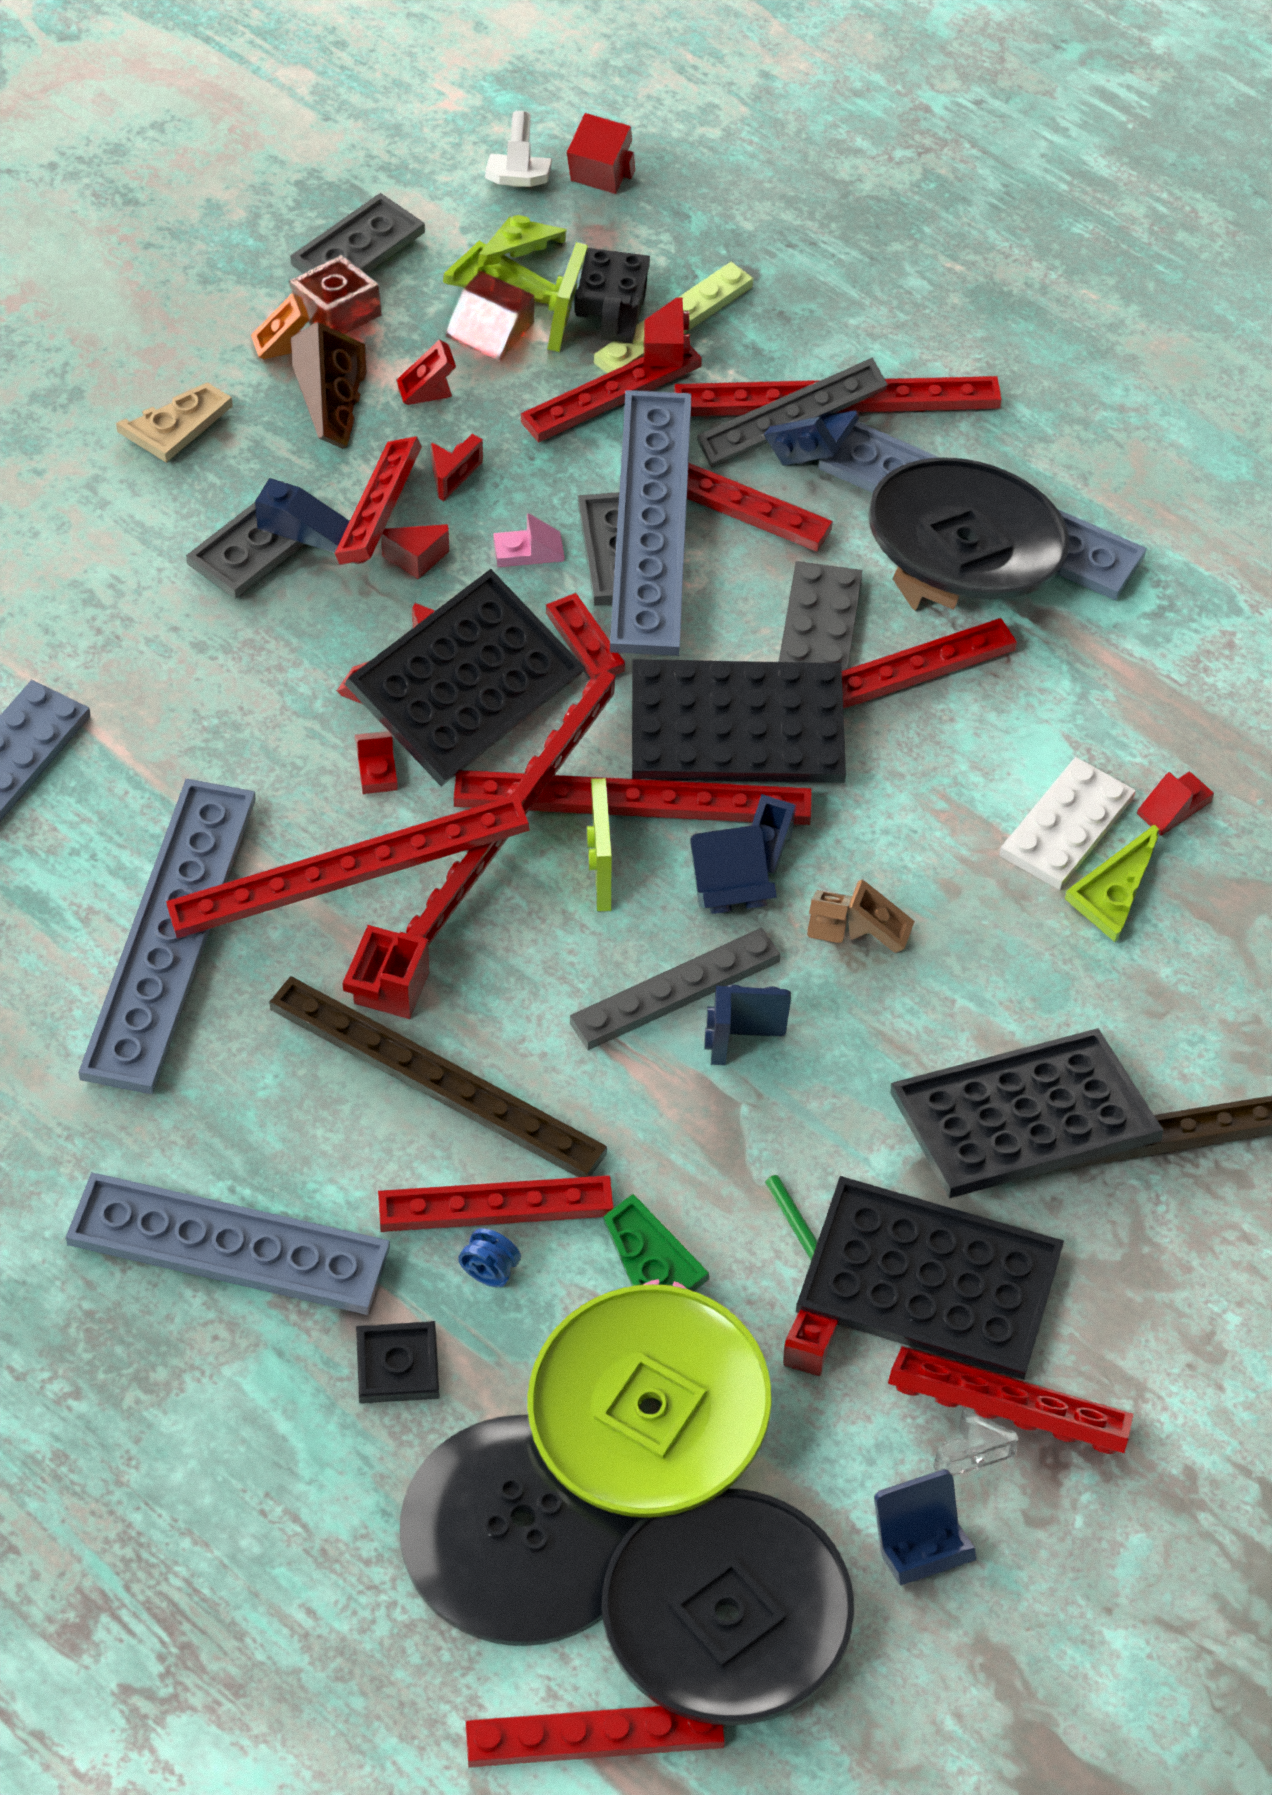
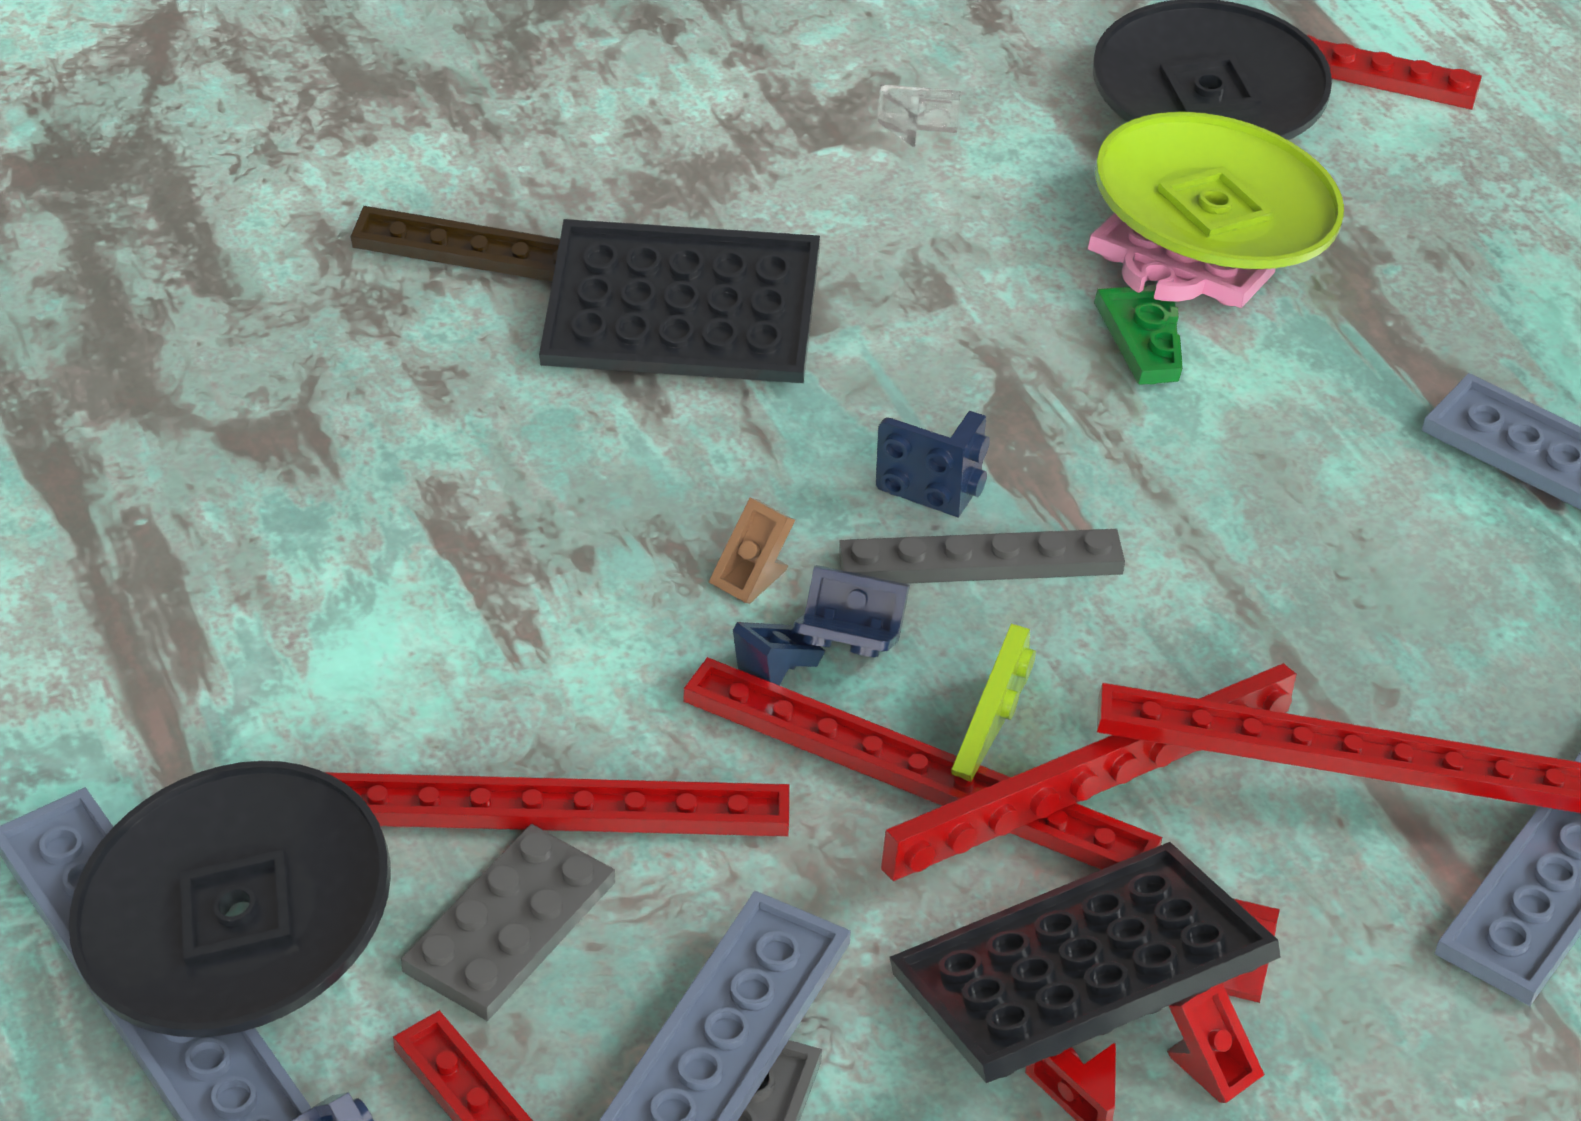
camera: 155 degrees left, 10 degrees down
(388, 971) = (1334, 652): red plate -> none
(397, 1362) = (1446, 342): black tile -> none
(438, 1078) = (1320, 560): dark brown plate -> none
(484, 1569) = (1405, 202): black dish -> none
(489, 1259) = (1325, 365): blue wheel -> none
(494, 1203) = (1293, 422): red plate -> none
(584, 636) = (866, 1009): red plate -> none
(737, 721) = (728, 793): black plate -> none
(792, 1214) = (972, 323): green bar -> none
(809, 1342) = (1030, 206): red slope -> none
(877, 915) = (707, 523): medium nougat slope -> none
(921, 1528) = (1007, 70): dark blue bracket -> none
(931, 1277) = (878, 234): black plate -> none
(1012, 1399) = (867, 116): red plate -> none
(1067, 823) = (390, 567): white plate -> none
(1111, 888) = (392, 481): lime wing -> none
(1174, 801) = (254, 541): red slope -> none

